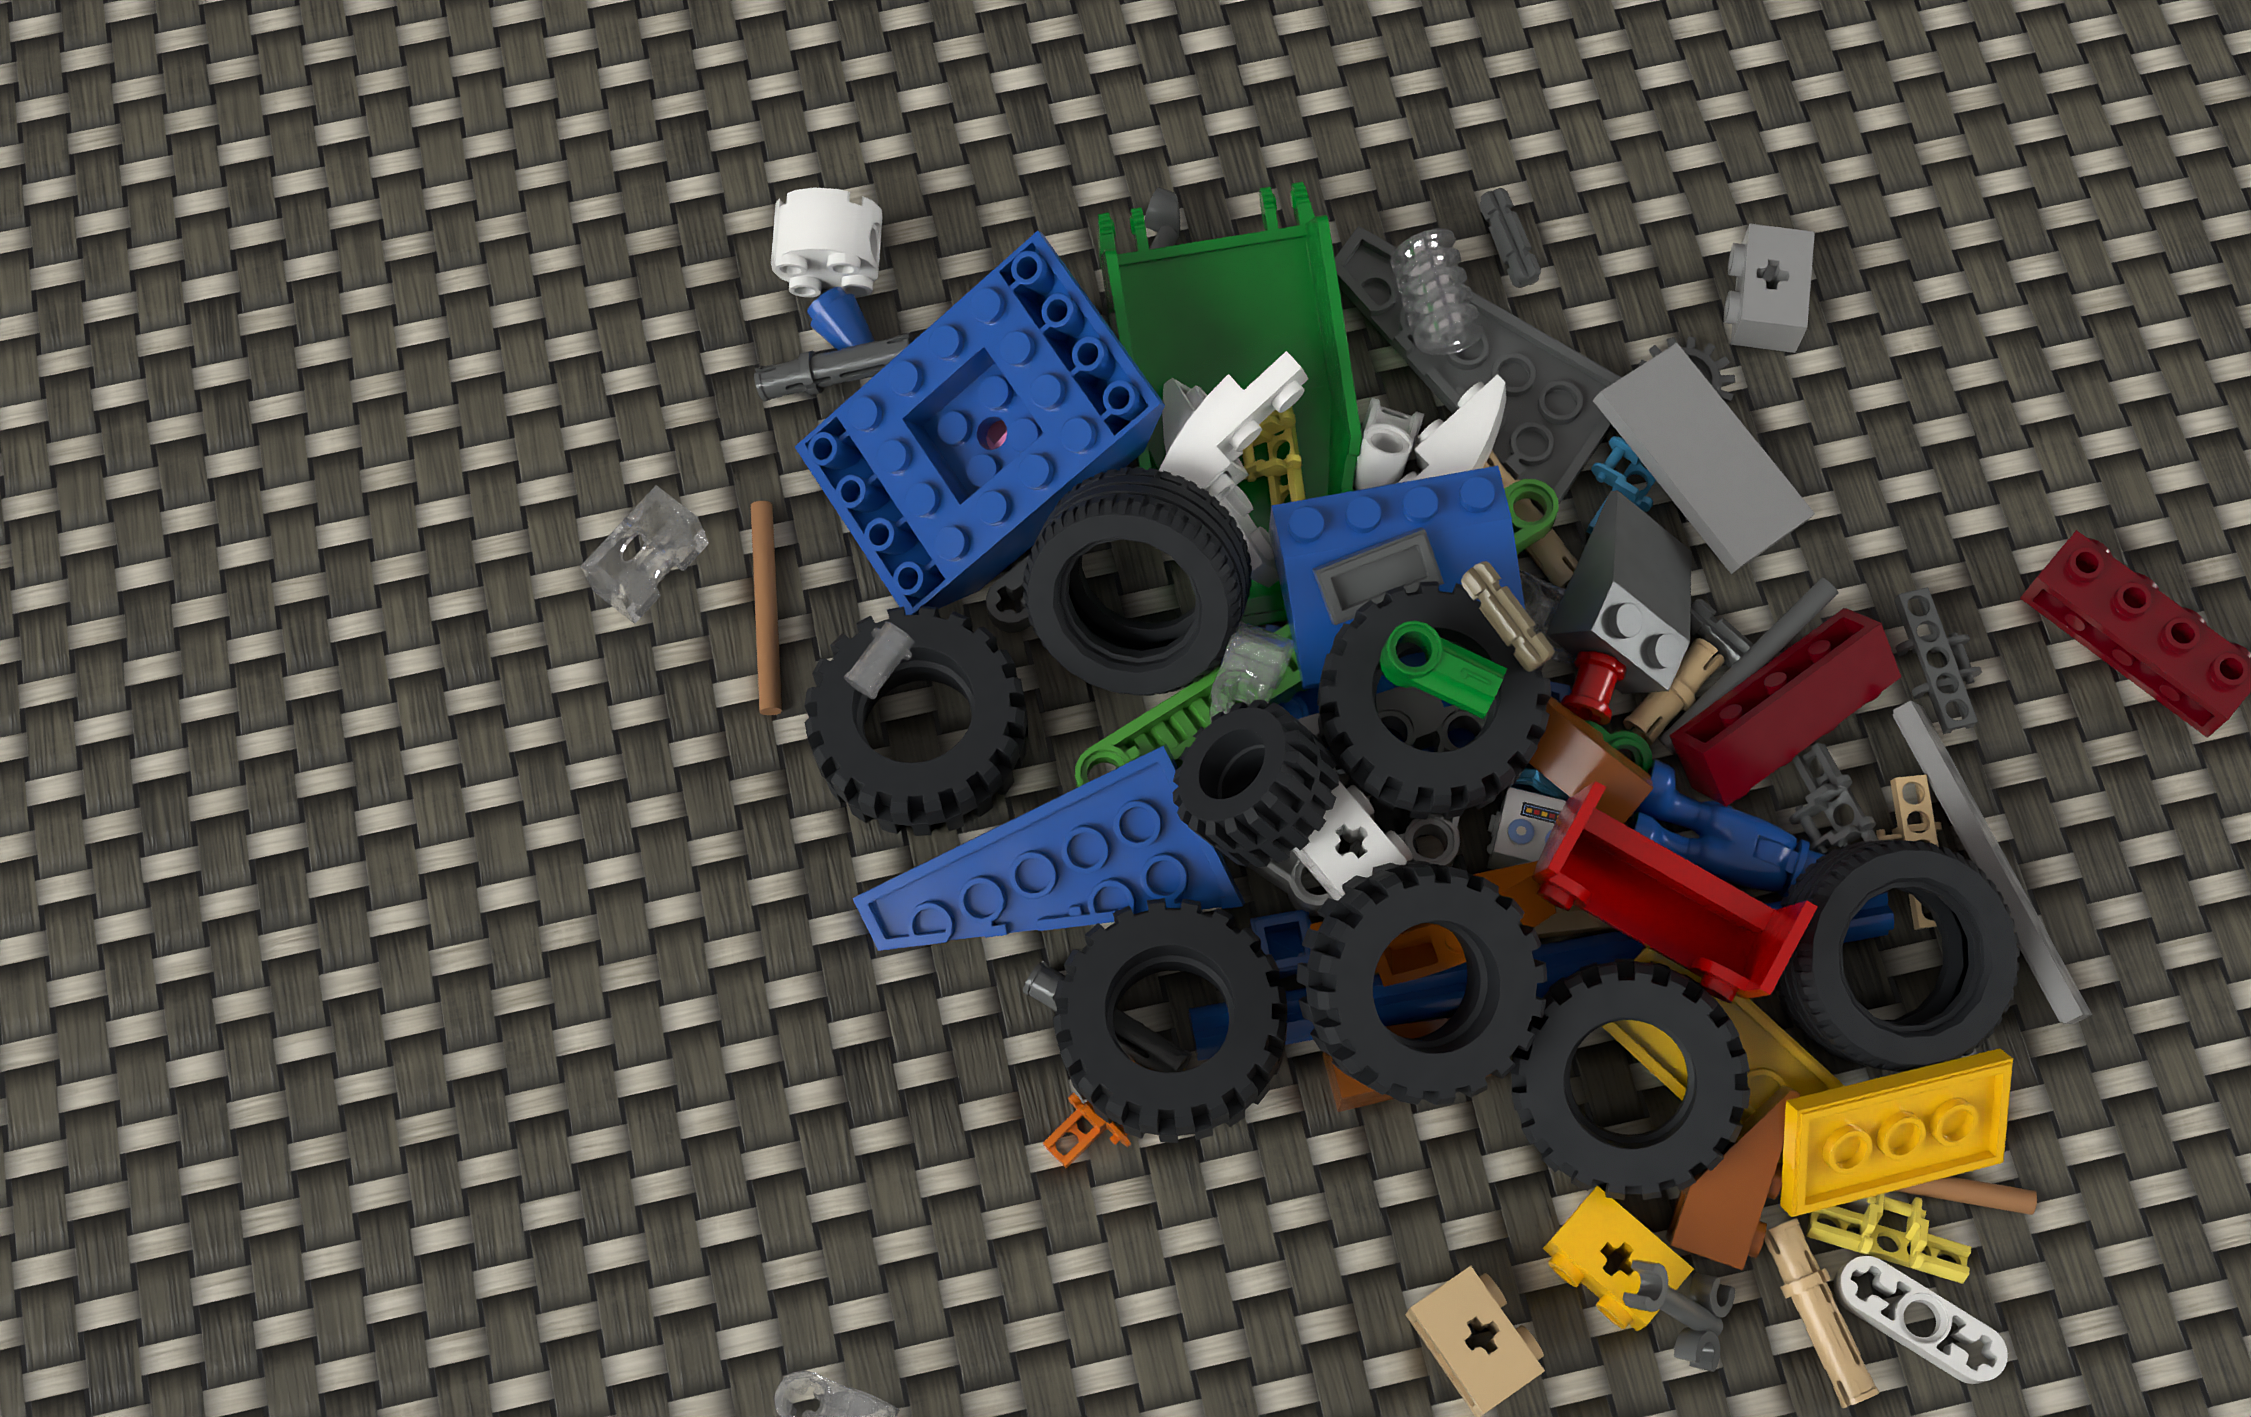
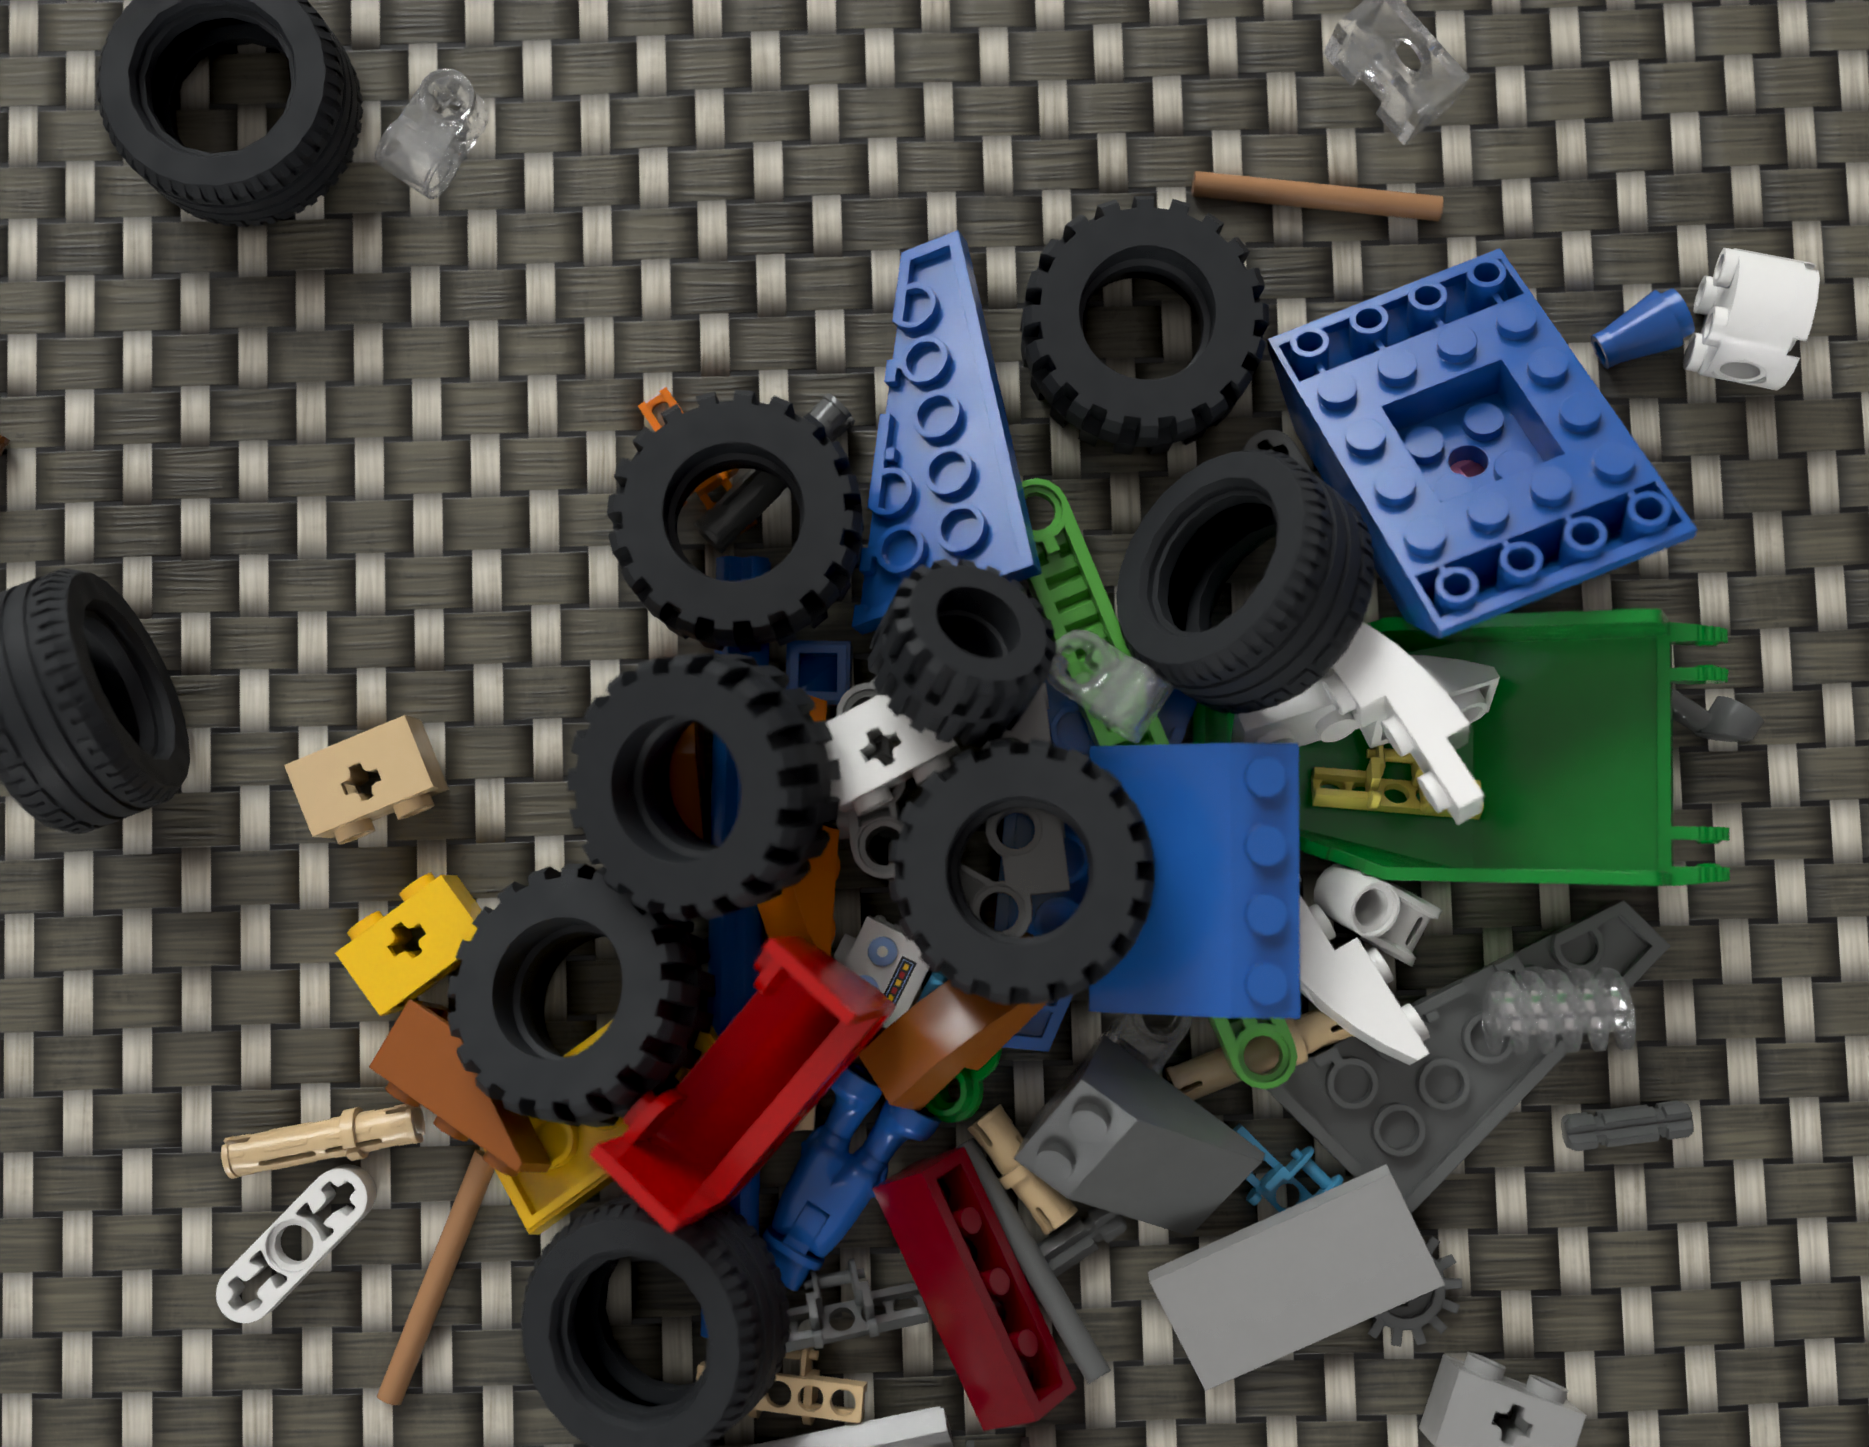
camera: 100 degrees right, 15 degrees up
(816, 371) = (1590, 294): dark grey pin -> none
(879, 659) = (1200, 277): clear pin -> none
(1374, 570) = (1188, 847): dark grey tile -> none
(1449, 669) = (1026, 882): green piece -> none
(1507, 616) = (1083, 967): dark tan axle -> none
(1594, 686) = (1032, 1073): red bush -> none
(1700, 1312) = (335, 1005): dark grey bar -> none
(1895, 1131) = (468, 1268): yellow tile -> none
(1915, 1235) = (402, 1221): light yellow piece -> none

